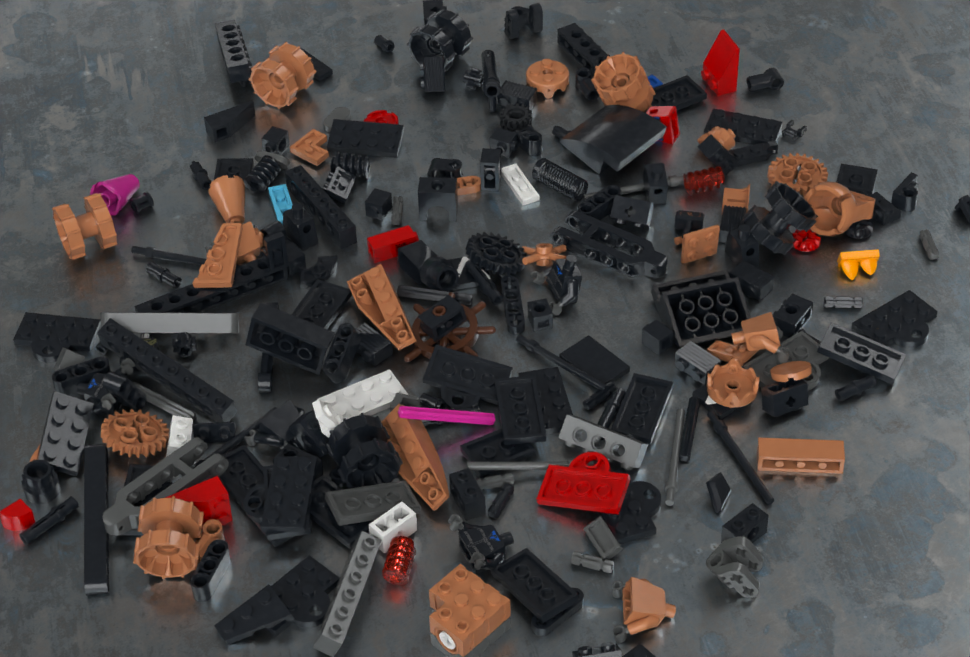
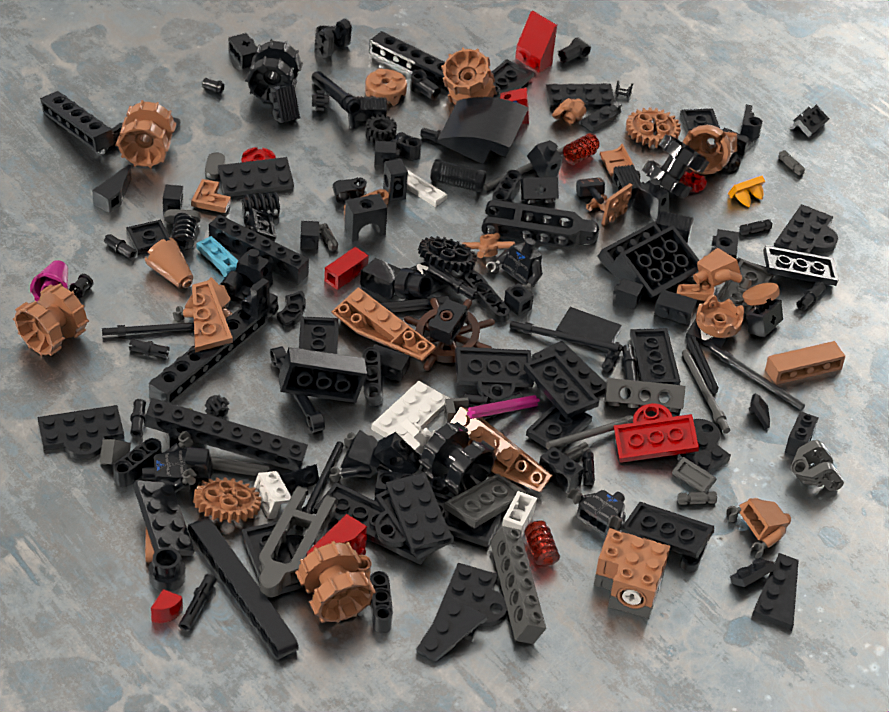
camera: 30 degrees left, 0 degrees up
(175, 322) = (196, 388): beam -> none
(718, 154) = (582, 122): black brick -> none

